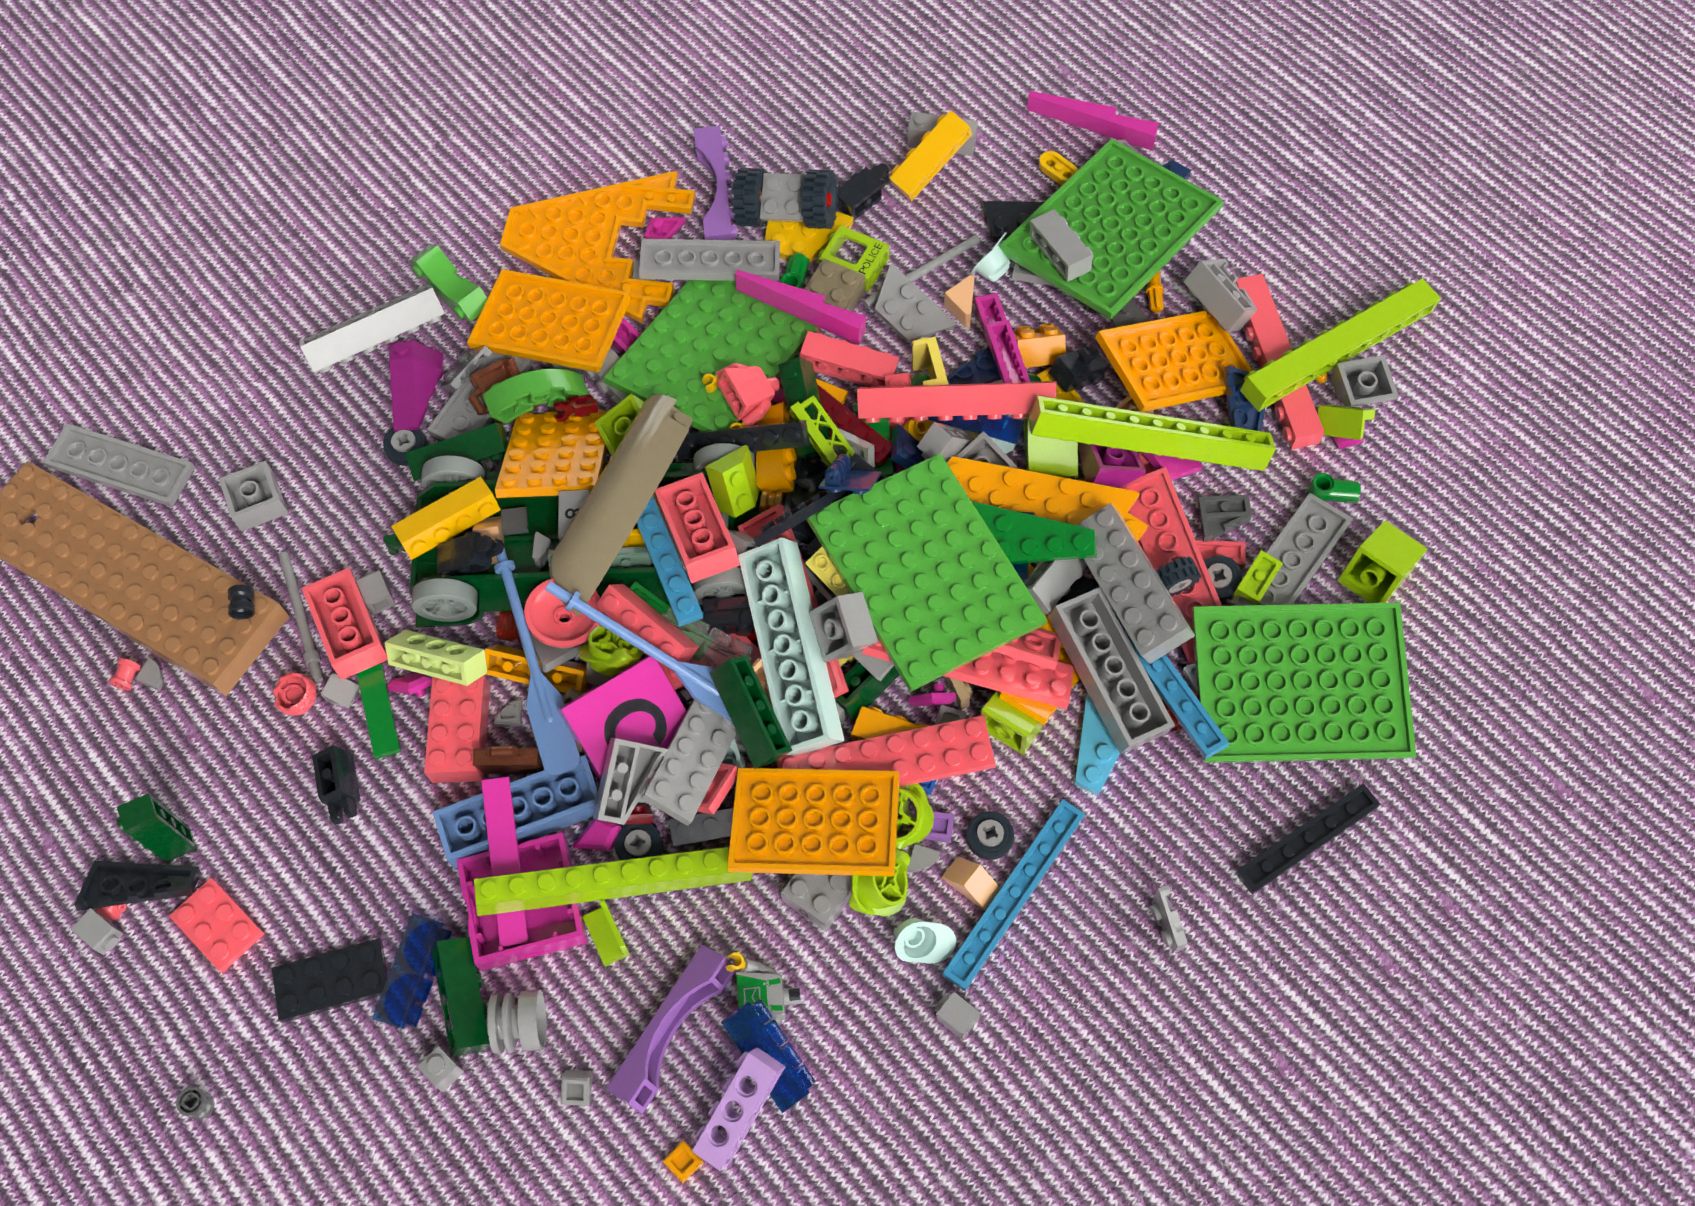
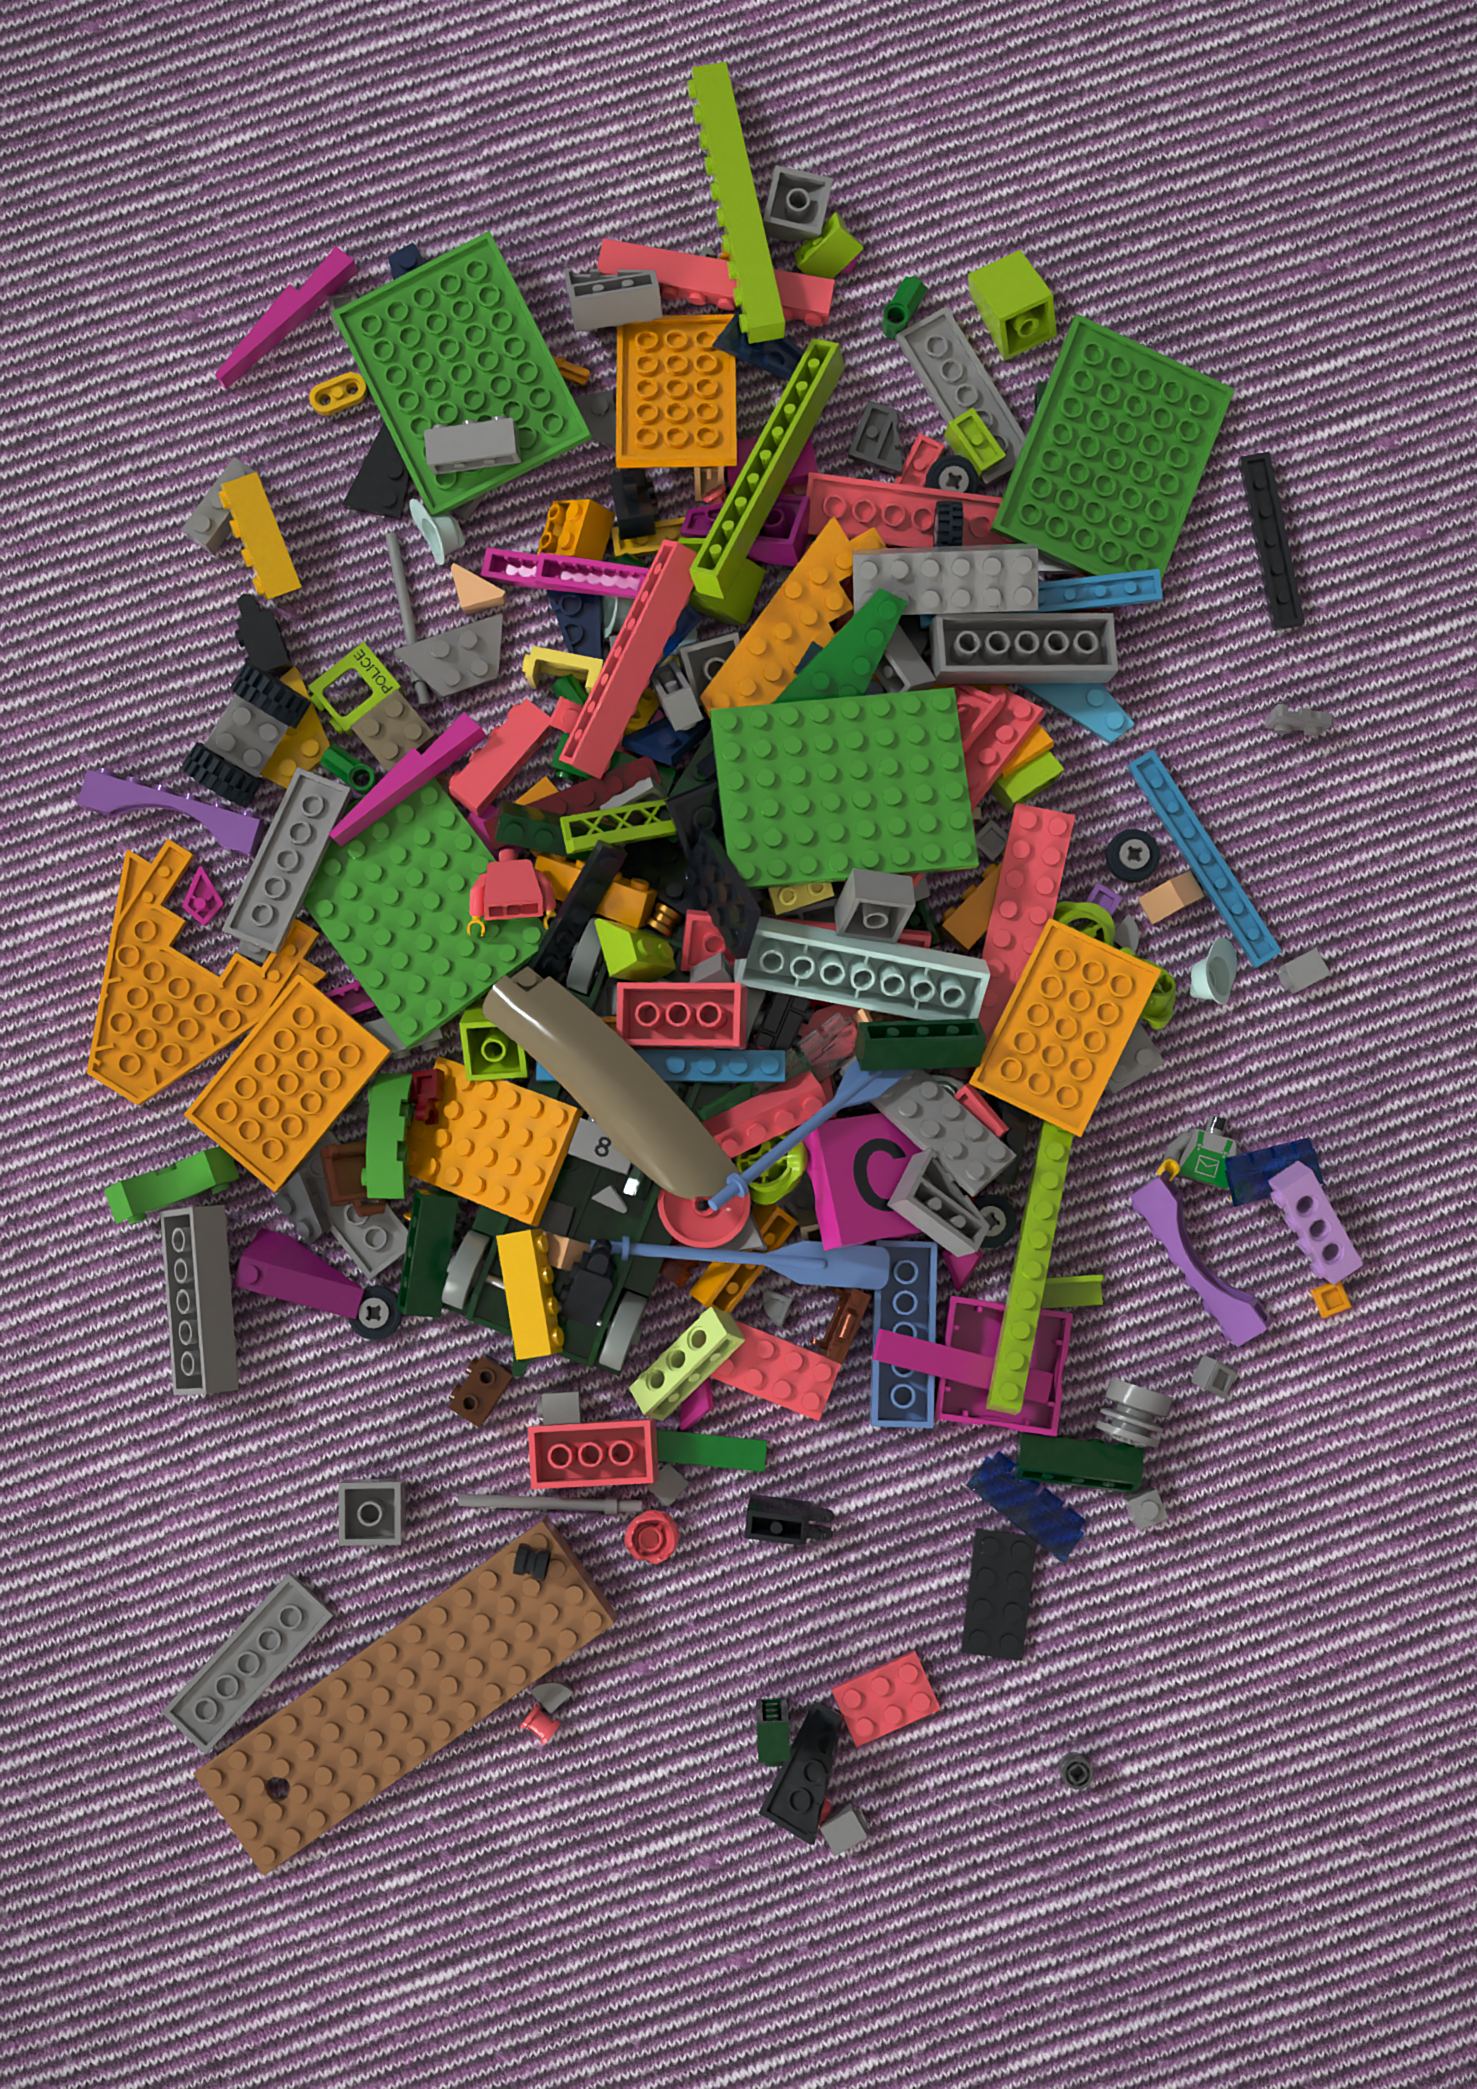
camera: 70 degrees left, 20 degrees up
(366, 533) = (481, 1390): none -> reddish brown brick
(841, 477) = (703, 822): dark blue hinge -> none

